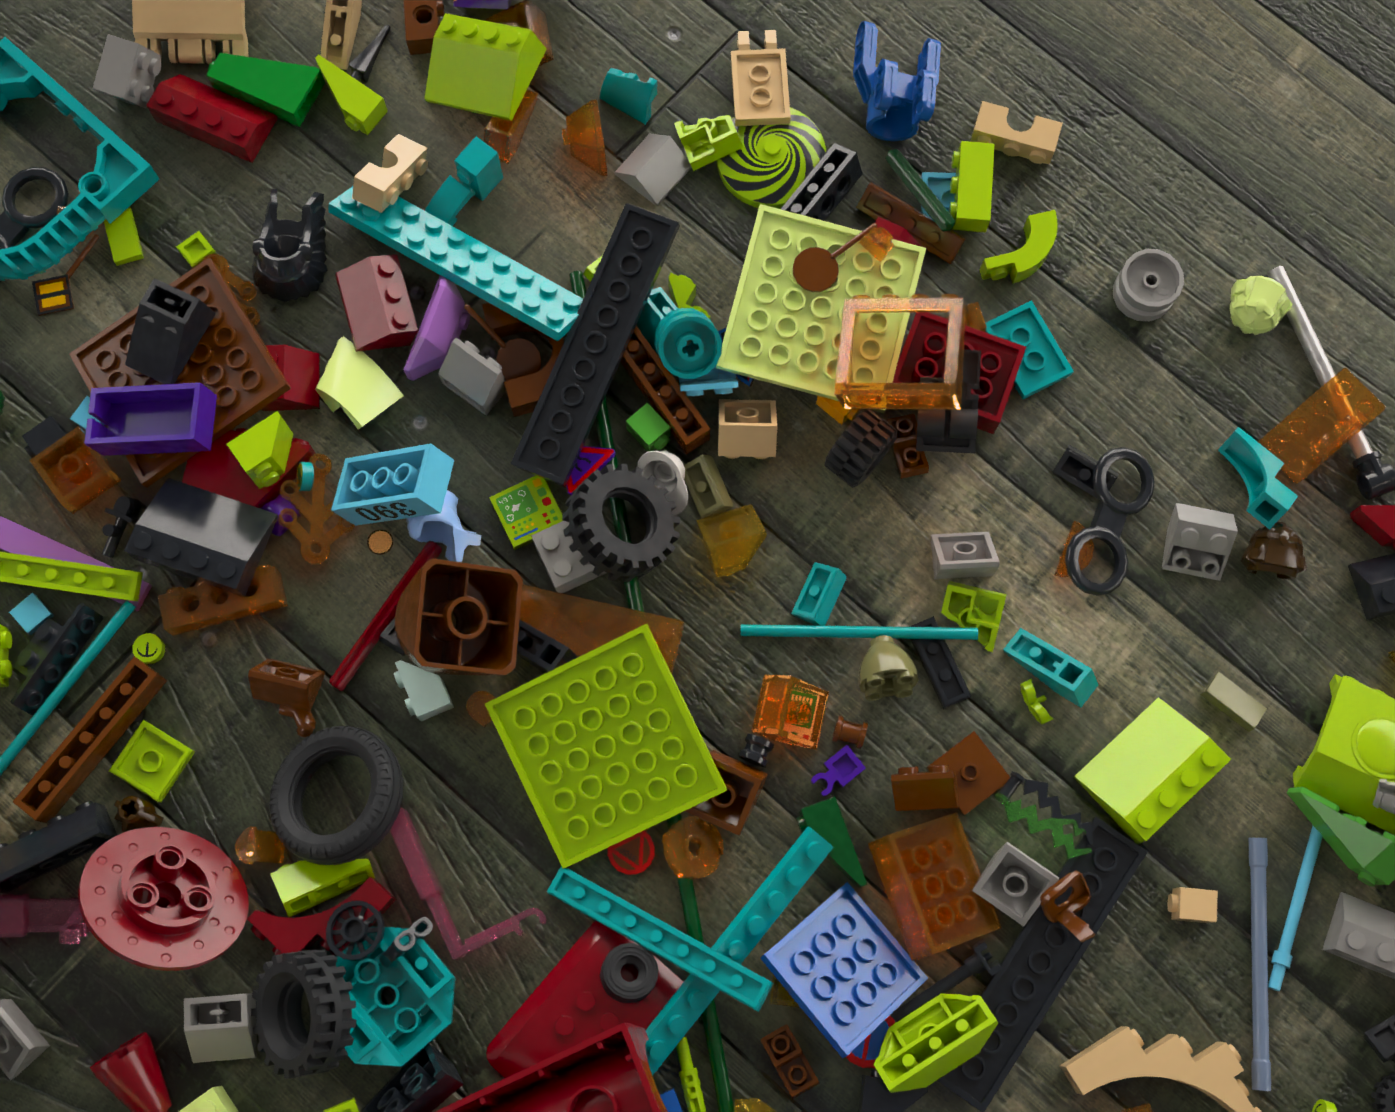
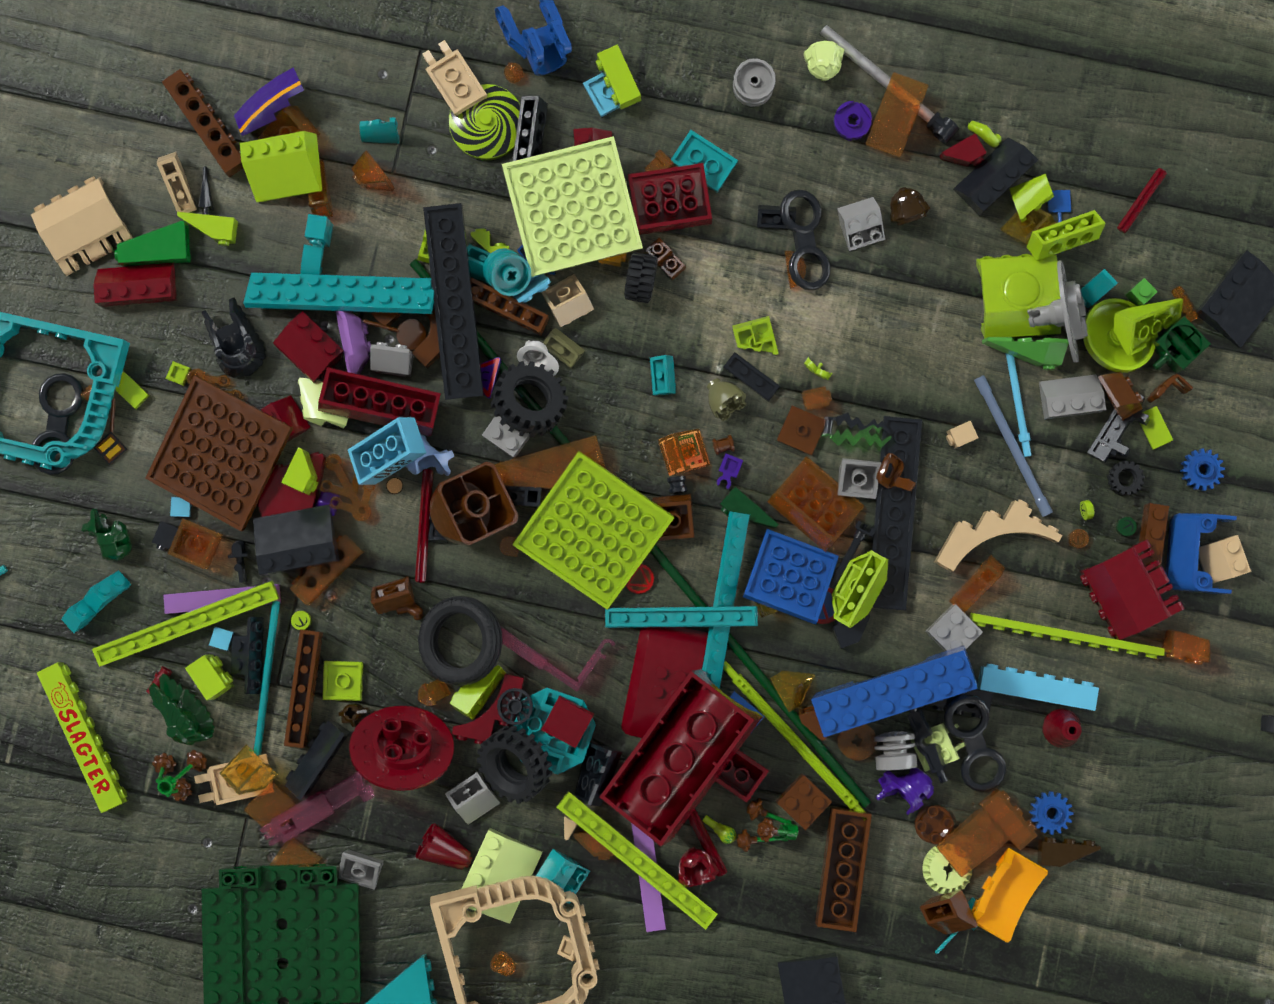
camera: 25 degrees left, 10 degrees up
(127, 71) = (70, 288): light grey brick -> none
(151, 419) = (225, 491): dark purple piece -> none
(166, 332) = (200, 436): black slope -> none
(305, 476) = (330, 472): teal tile -> none
(396, 950) = (550, 686): black cap -> none
(401, 165) = (269, 275): tan arch -> none
(413, 994) = (567, 721): none -> dark red tile
(422, 414) = (377, 400): none -> dark red brick
(425, 691) = (473, 556): light aqua slope -> none
(526, 510) = (469, 420): tile -> none
(633, 955) = (684, 637): black tyre -> none
(649, 428) = (511, 333): bright green brick -> none
(654, 167) = (420, 169): light grey slope -> none
(677, 852) = (663, 562): clear orange plate -> none
(708, 140) = (444, 134): lime slope -> none
(731, 539) = (595, 371): clear yellow slope -> none
(789, 1061) = (788, 642): reddish brown slope -> none
(817, 268) = (556, 184): reddish brown piece -> none
(840, 115) = (513, 72): none -> clear orange tile
(859, 632) = (696, 385): teal piece -> none
(877, 242) = (584, 149): clear orange plate -> none
(902, 395) = (673, 212): clear orange windscreen -> none
(920, 190) = (588, 96): dark green axle -> none
(921, 227) = (590, 118): reddish brown tile -> none
(925, 789) = (782, 454): reddish brown slope -> none
(952, 428) = (677, 227): black plate -> none
(963, 555) = (732, 306): light grey slope -> none
(1013, 740) = (816, 398): none -> clear orange brick
(1034, 144) = (611, 33): tan arch -> none
(1040, 236) = (675, 87): lime arch -> none
(1052, 667) = (816, 344): teal slope -> none
(1151, 770) = (901, 372): lime slope -> none
(1234, 702) = (928, 306): slope -> none
(1243, 414) = (848, 130): none -> dark purple plate
(1258, 468) = (873, 160): teal arch -> none

